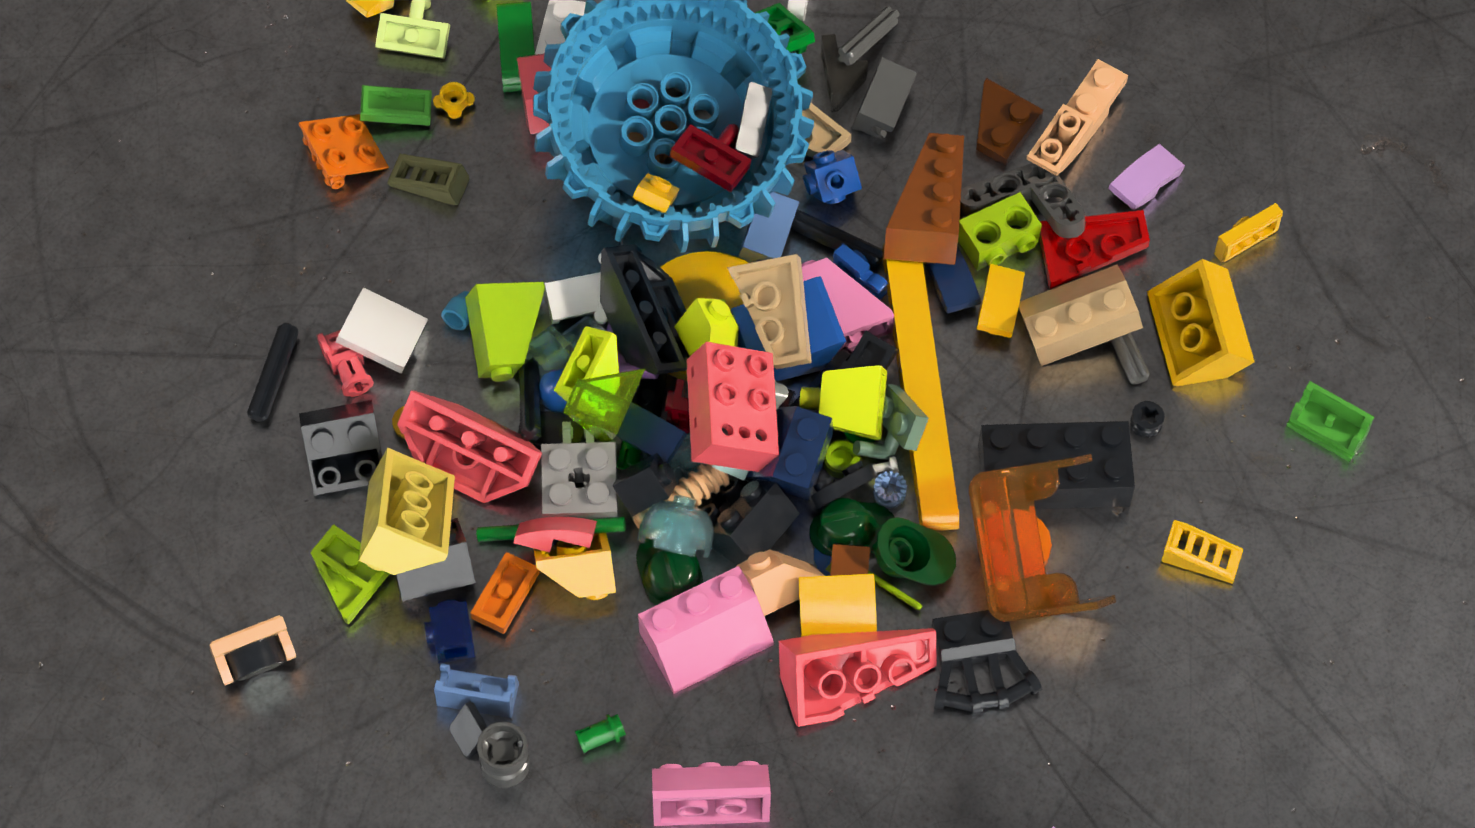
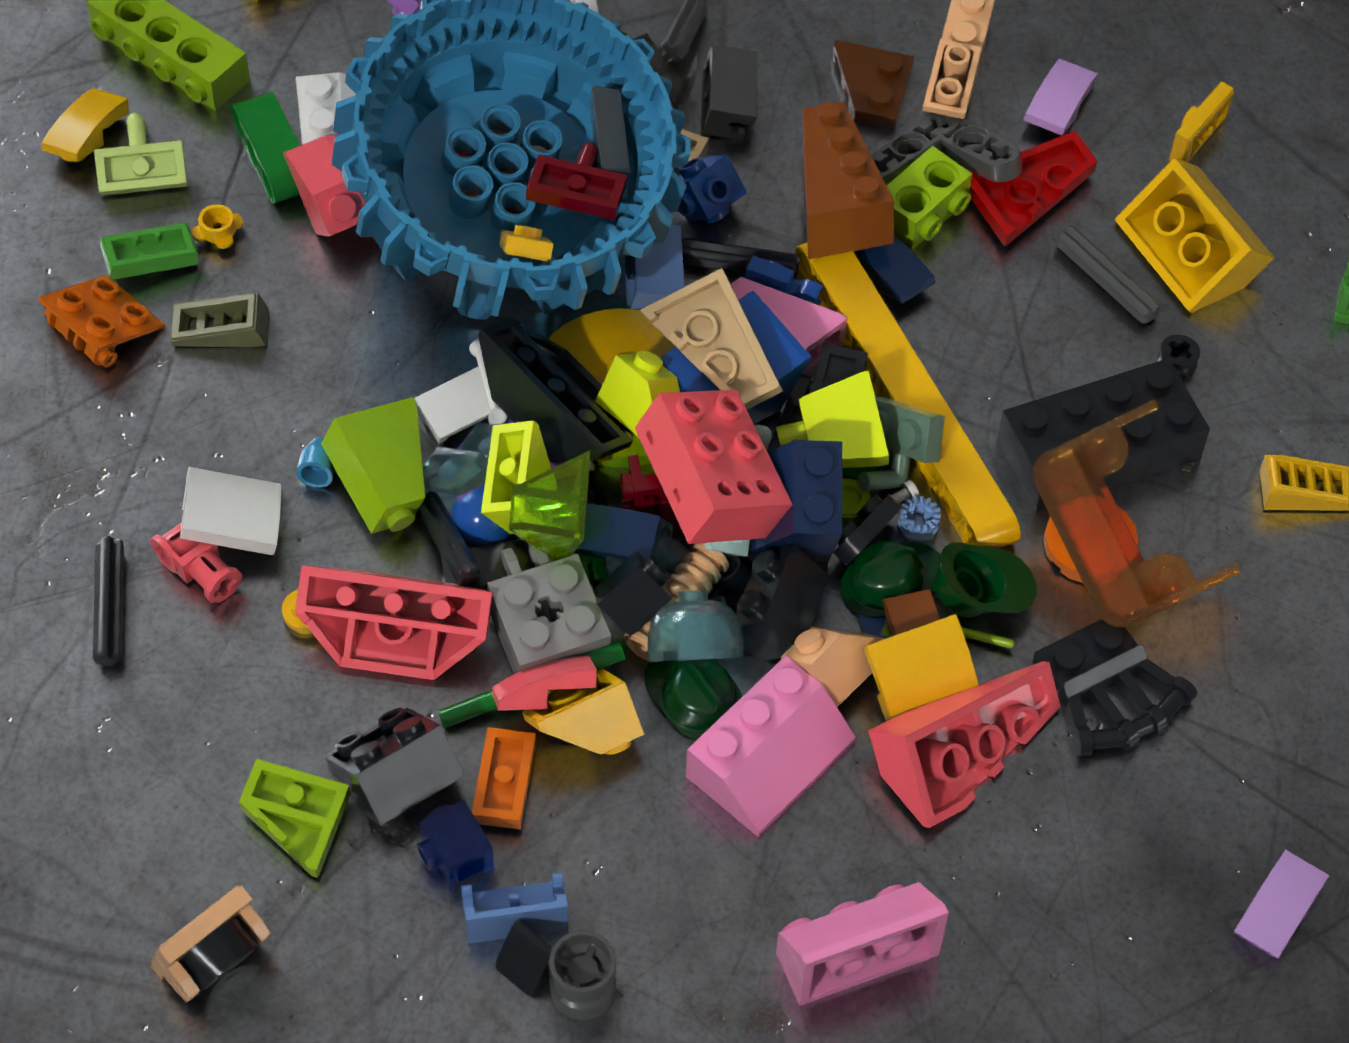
camera: 20 degrees left, 5 degrees down
(341, 446) = (233, 663): black slope -> none
(406, 515) = (352, 716): light yellow slope -> none
(600, 733) = (690, 911): green pin -> none
(1000, 301) = (958, 273): yellow slope -> none
(1080, 315) = (1057, 260): tan slope -> none

